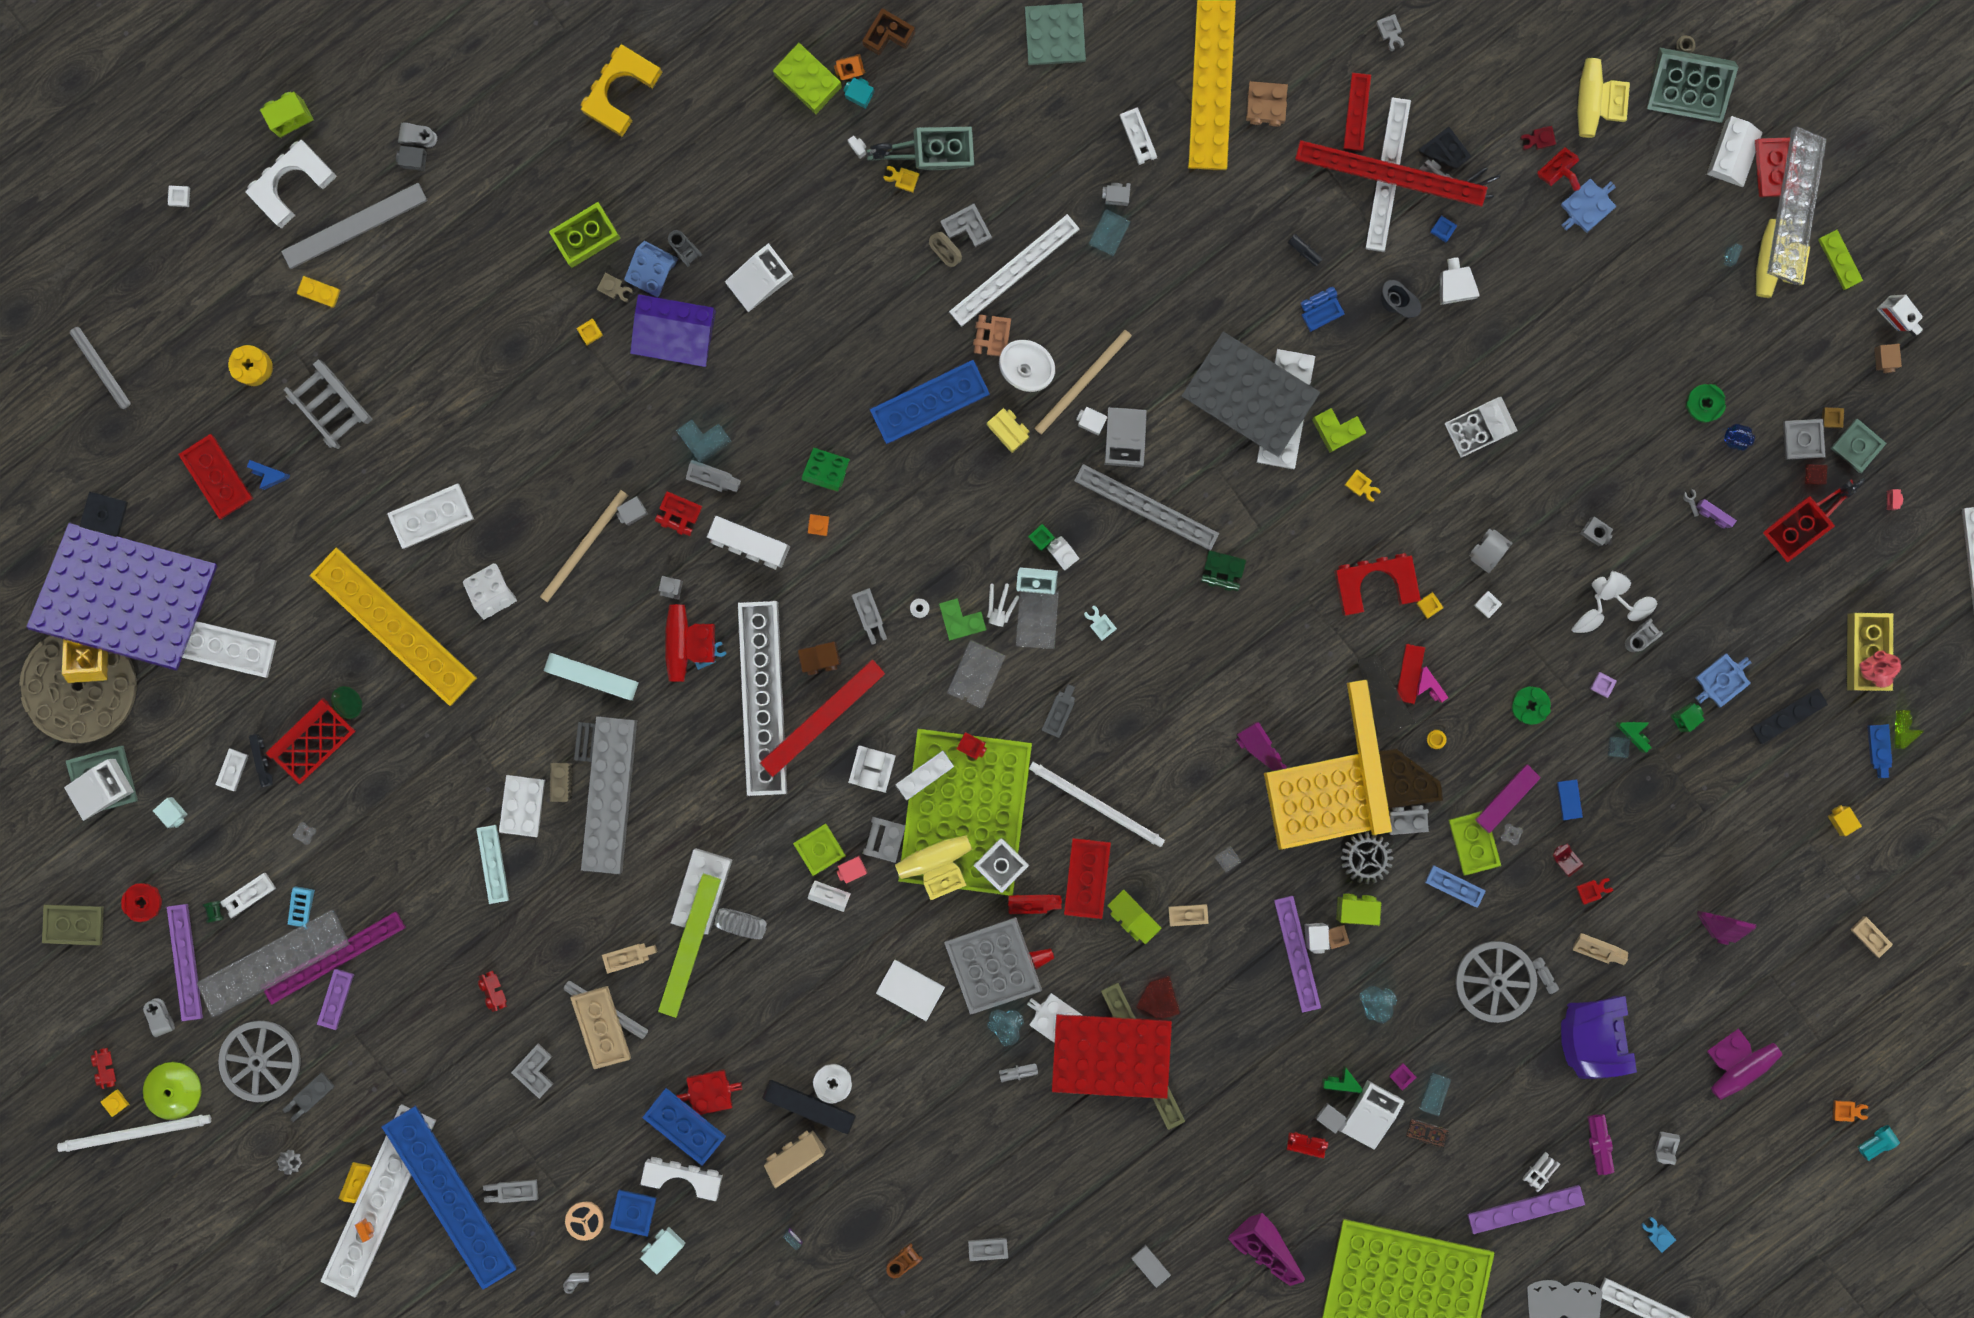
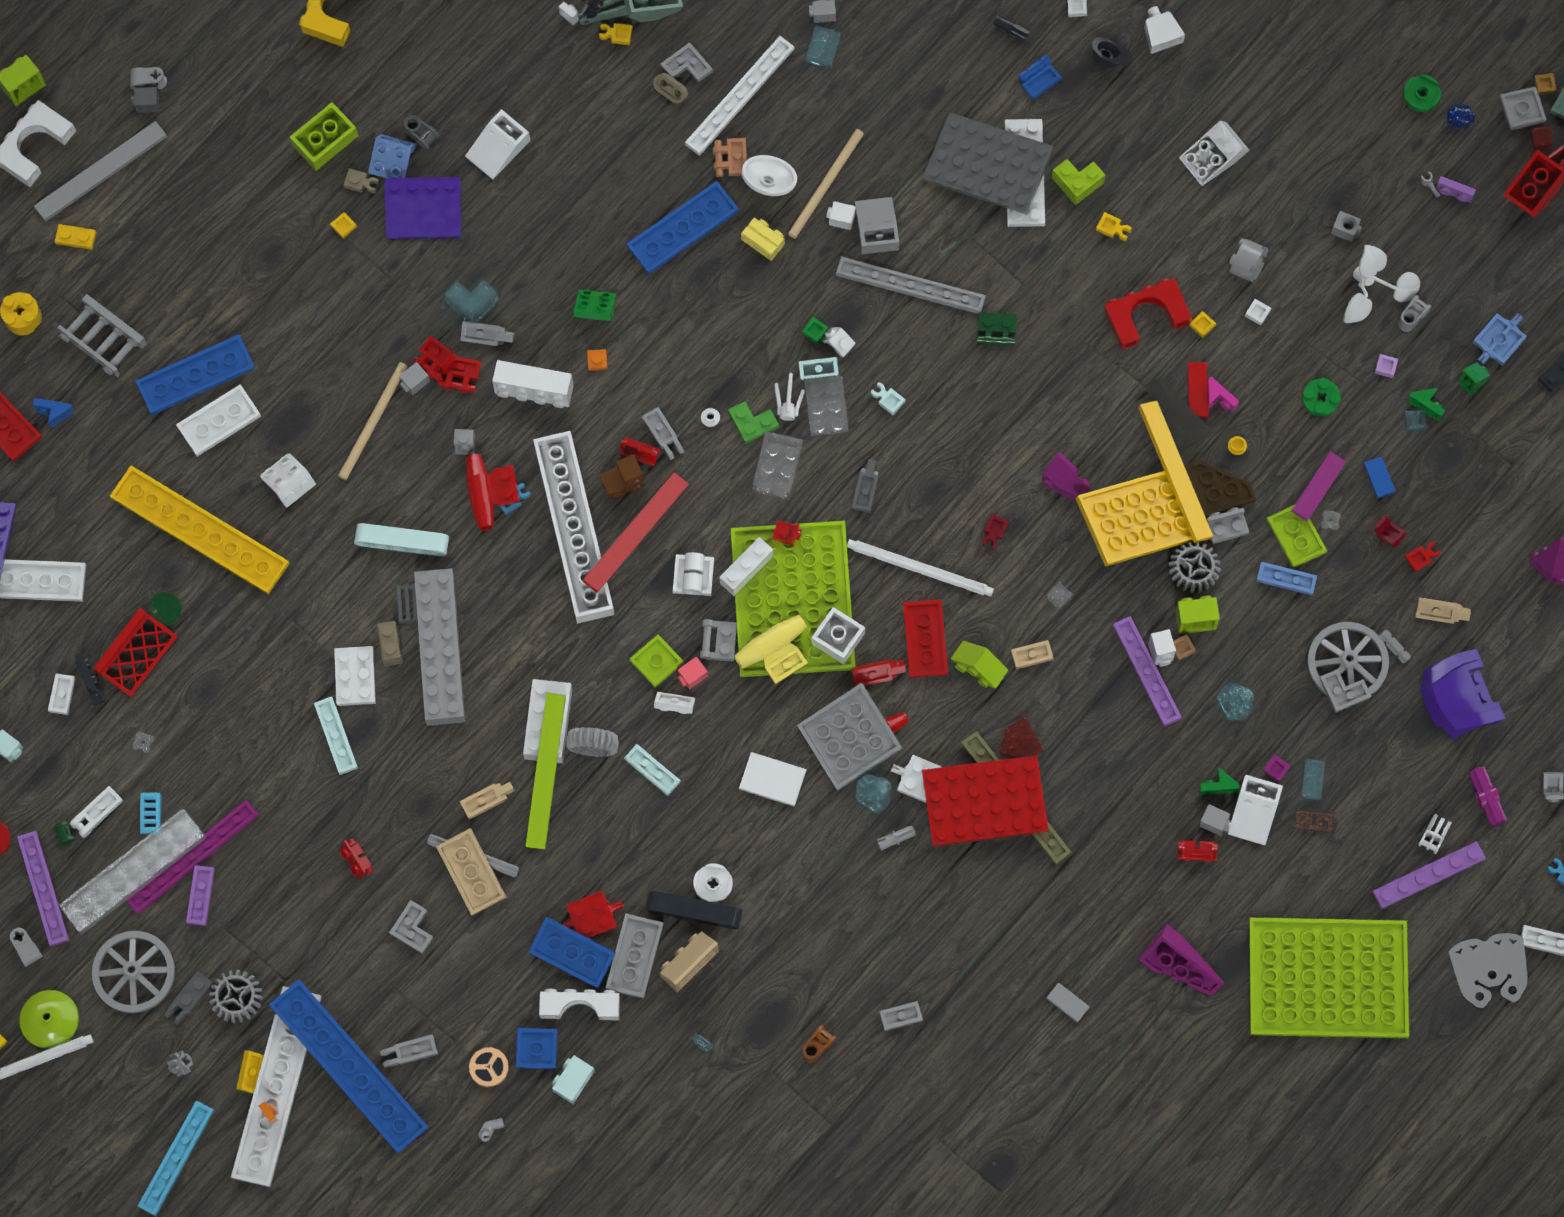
camera: 15 degrees left, 15 degrees down
(271, 1251) = (176, 1158): none -> medium azure plate
(354, 1112) = (227, 982): none -> light grey gear
(415, 463) = (195, 374): none -> blue plate
(659, 490) = (436, 352): none -> red plate
(743, 1140) = (634, 956): none -> light grey plate
(795, 957) = (652, 769): none -> light aqua tile
(842, 629) = (643, 452): none -> red hinge
(1180, 779) = (995, 529): none -> dark red plate
(1483, 1019) = (1341, 695): none -> light grey plate

